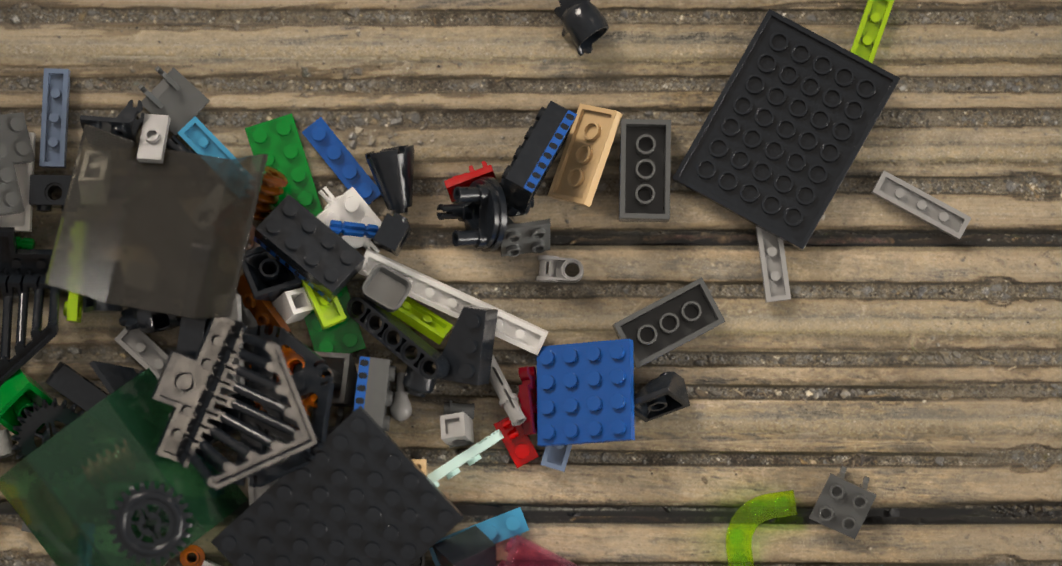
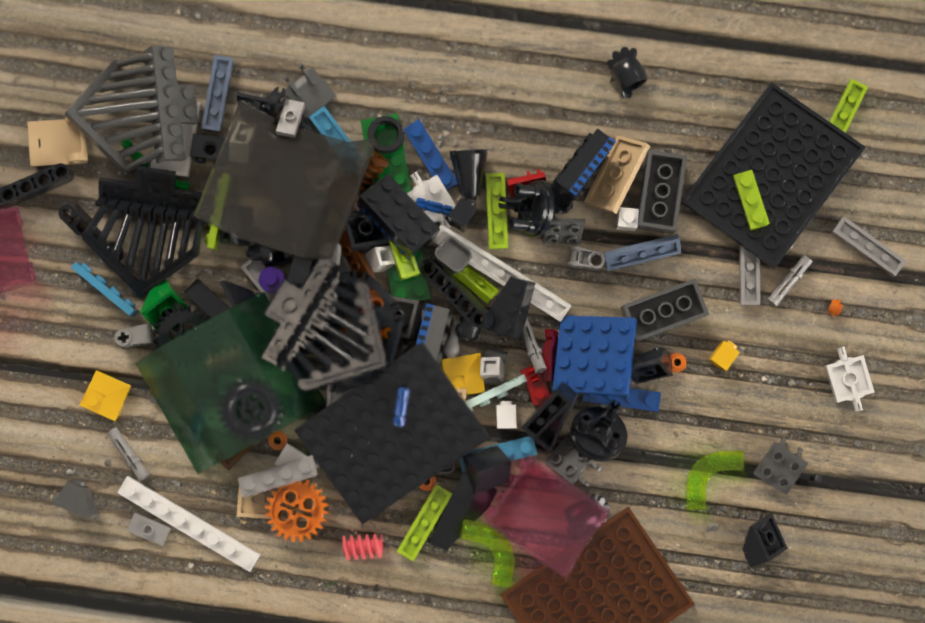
camera: 10 degrees right, 0 degrees up
(155, 350) = (270, 279): none -> dark purple piece
(298, 143) = (393, 122): none -> black tyre
(344, 493) = (401, 405): none -> blue axle
(422, 438) = (465, 373): none -> yellow plate
(437, 231) = (496, 217): none -> lime plate
(482, 485) = (506, 415): none -> white brick
(539, 480) = (549, 418): none -> black wedge
(574, 530) = (569, 461): none -> dark grey plate
(604, 492) = (599, 432): none -> black piece
(605, 211) = (627, 219): none -> white brick
(631, 251) = (642, 252): none -> sand blue plate
(646, 442) = (637, 399): none -> blue plate
(701, 387) = (682, 362): none -> orange plate
(753, 370) = (724, 355): none -> yellow brick
(761, 166) = (751, 200): none -> lime plate
(840, 237) = (804, 263): none -> light grey pin
(888, 290) = (835, 307): none -> orange plate
(917, 379) = (849, 379): none -> white plate

